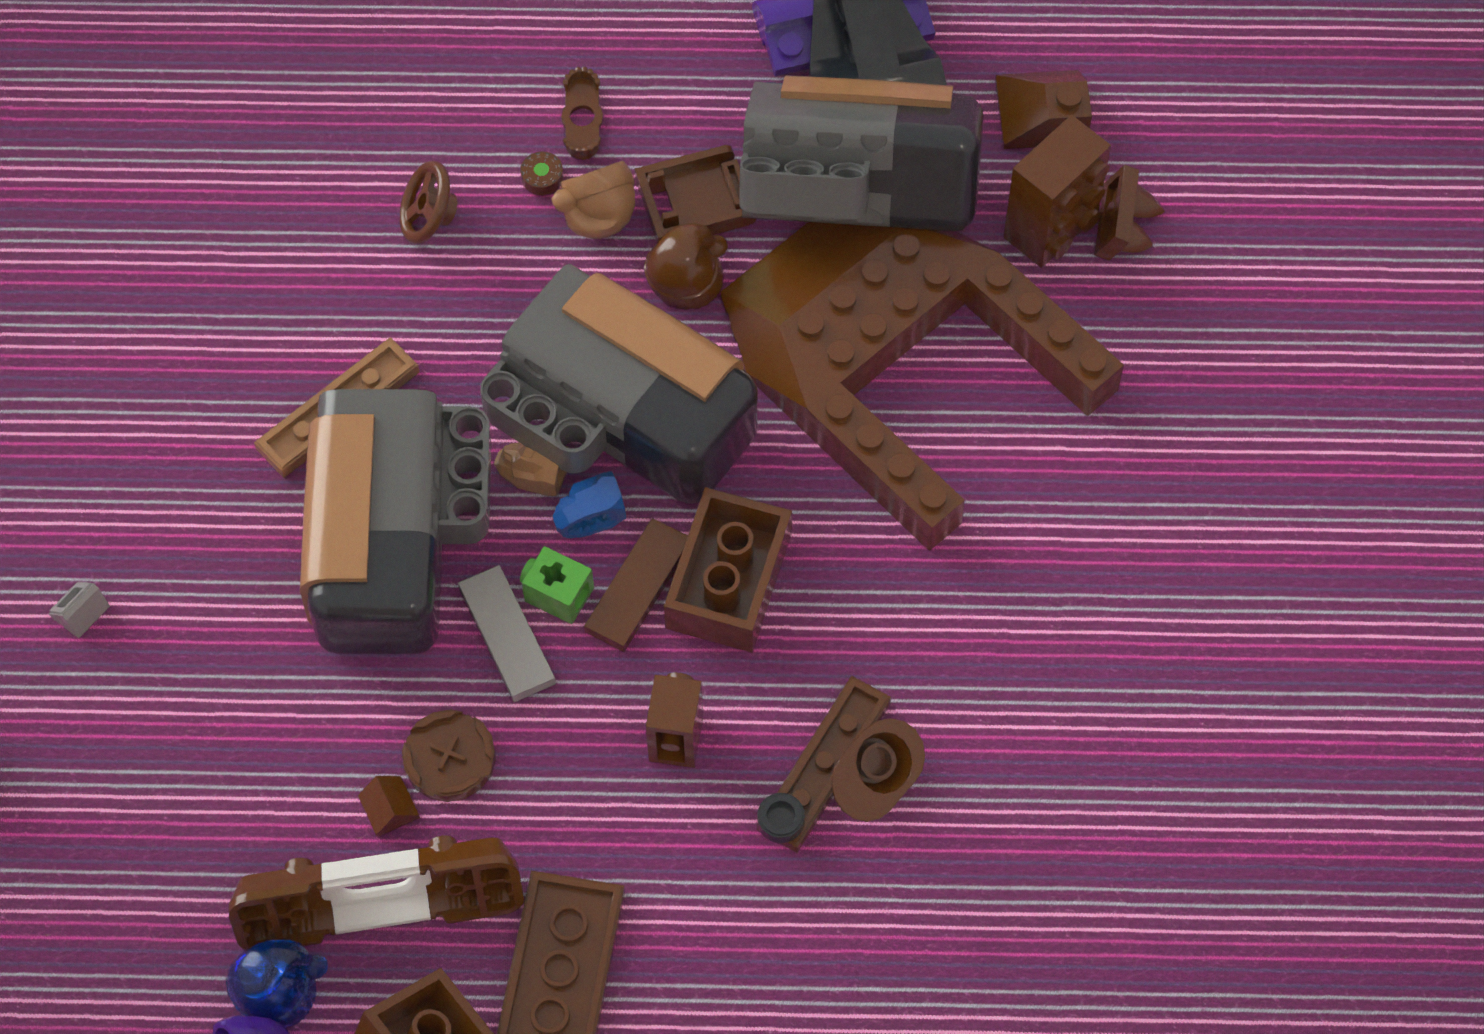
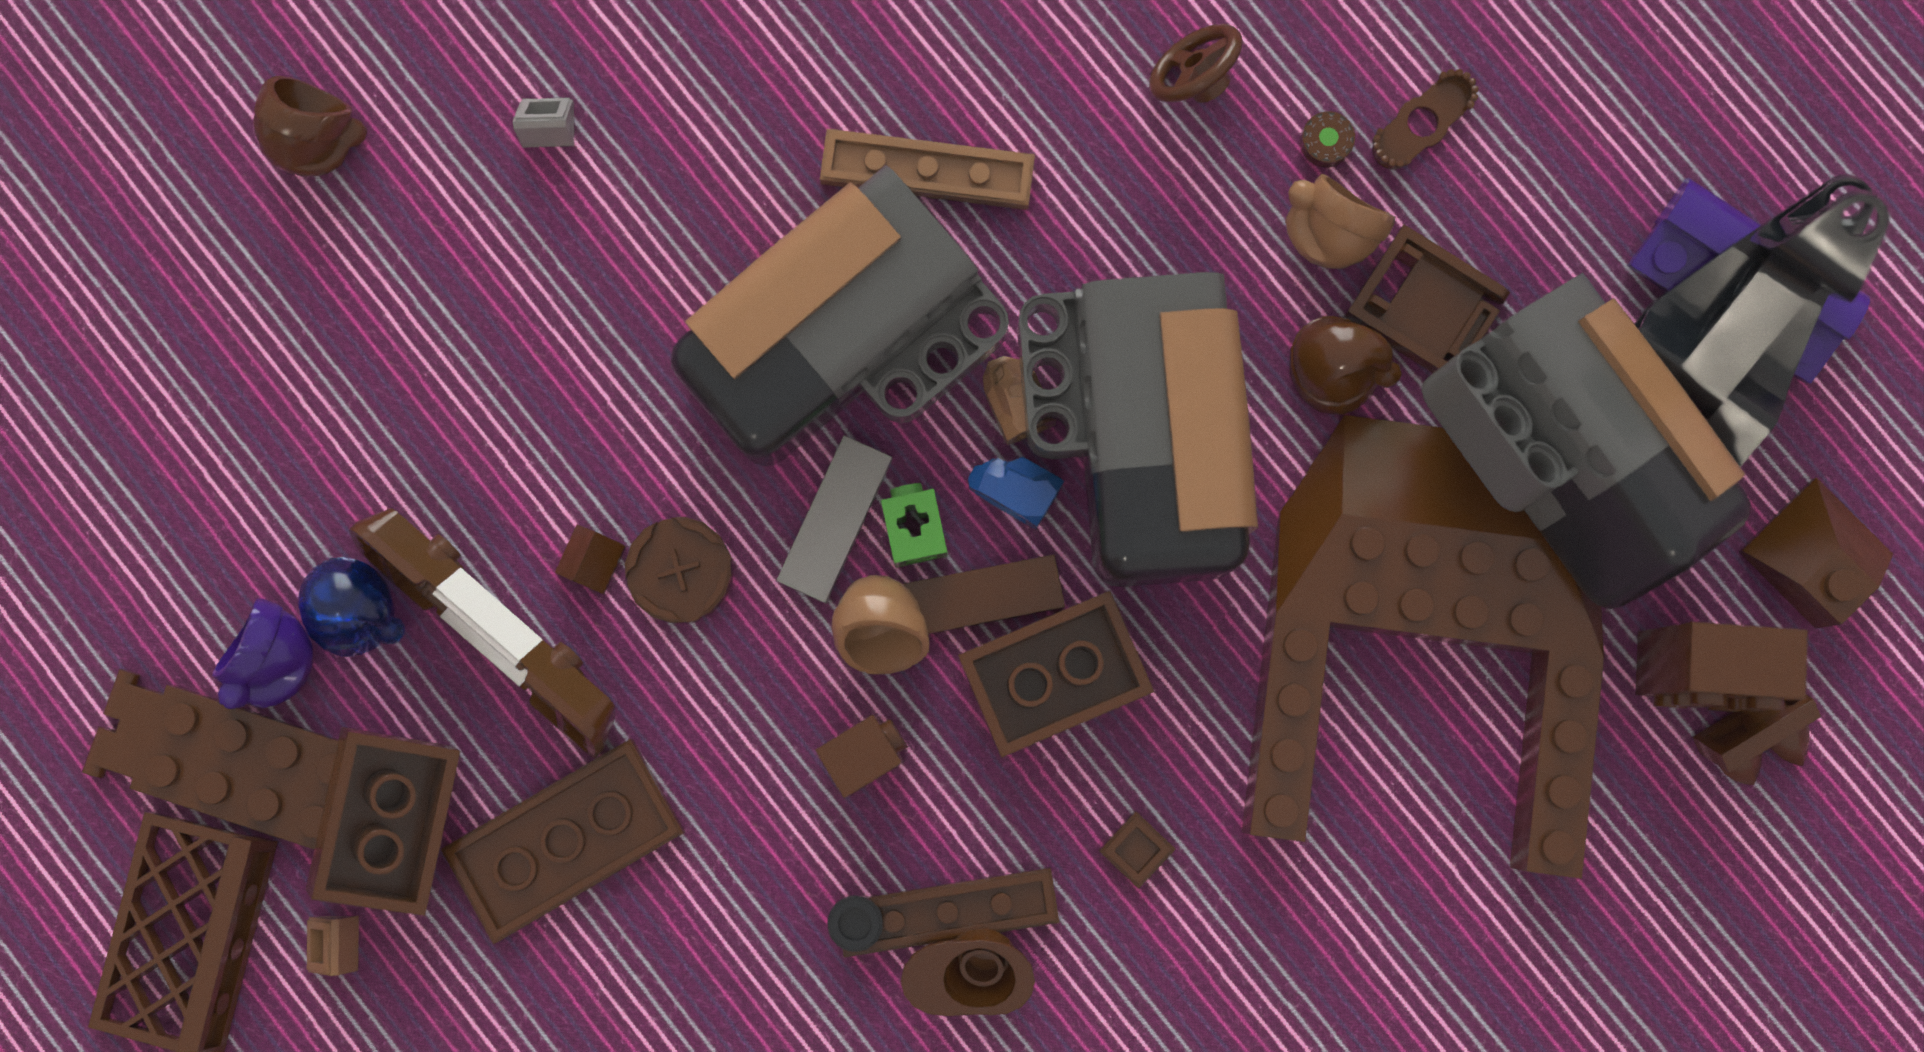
camera: 50 degrees right, 20 degrees up
(603, 645) = (879, 626): none -> medium nougat piece
(885, 618) = (1136, 849): none -> reddish brown tile

